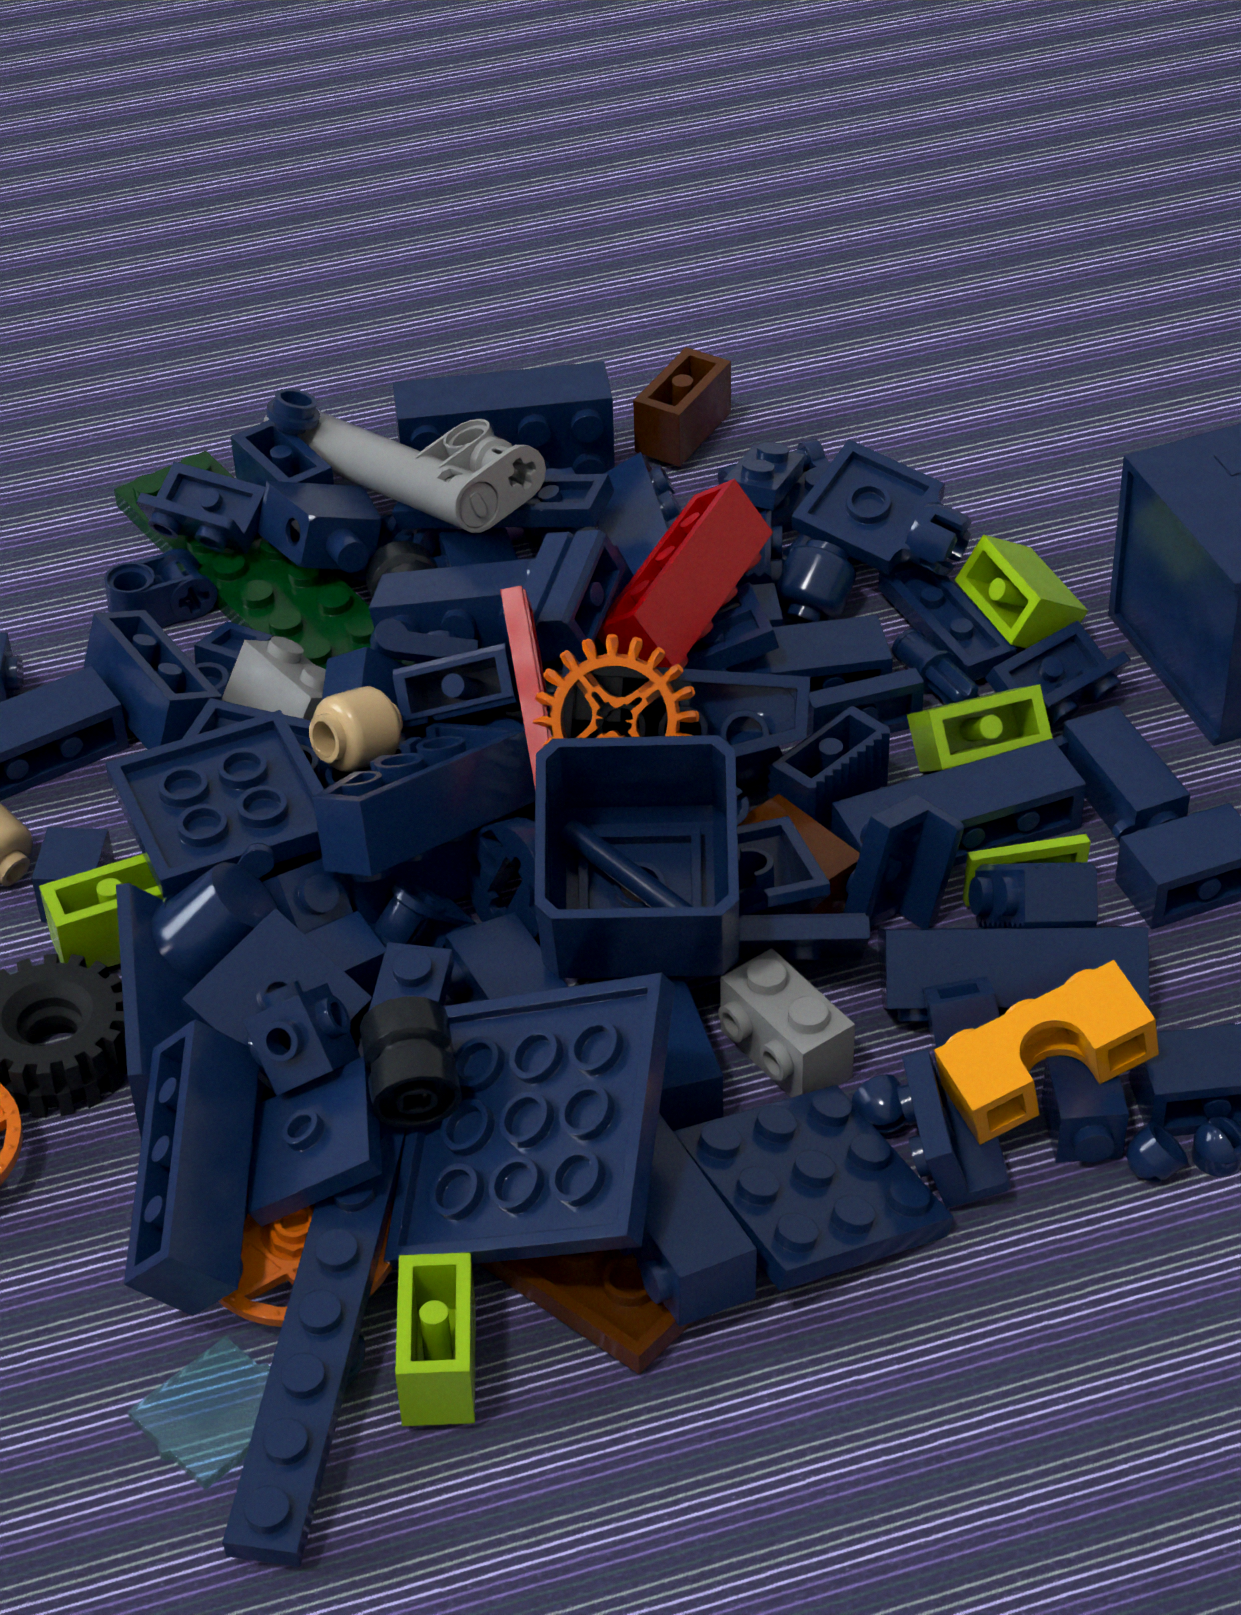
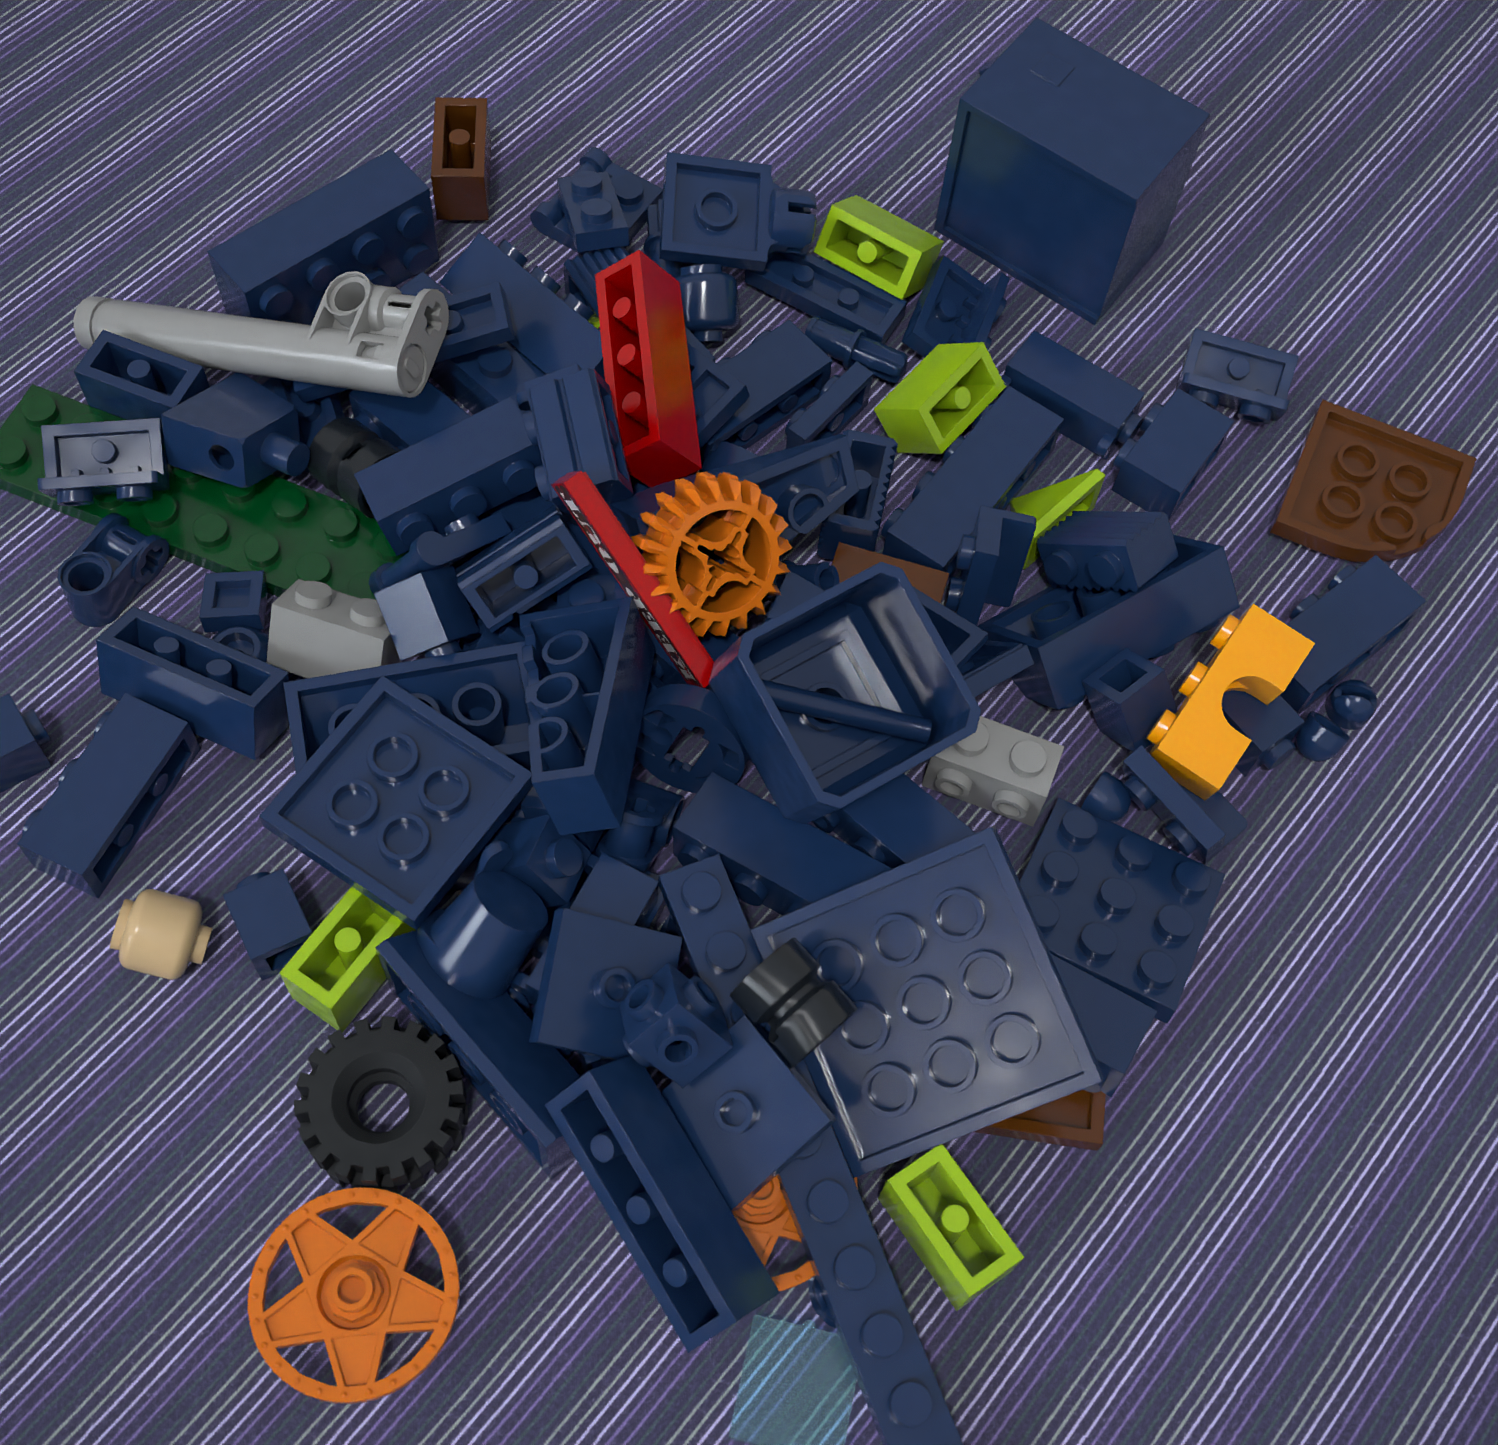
camera: 40 degrees left, 20 degrees up
(293, 411) = (124, 320): dark blue plate -> none
(355, 728) = (466, 663): tan head -> none

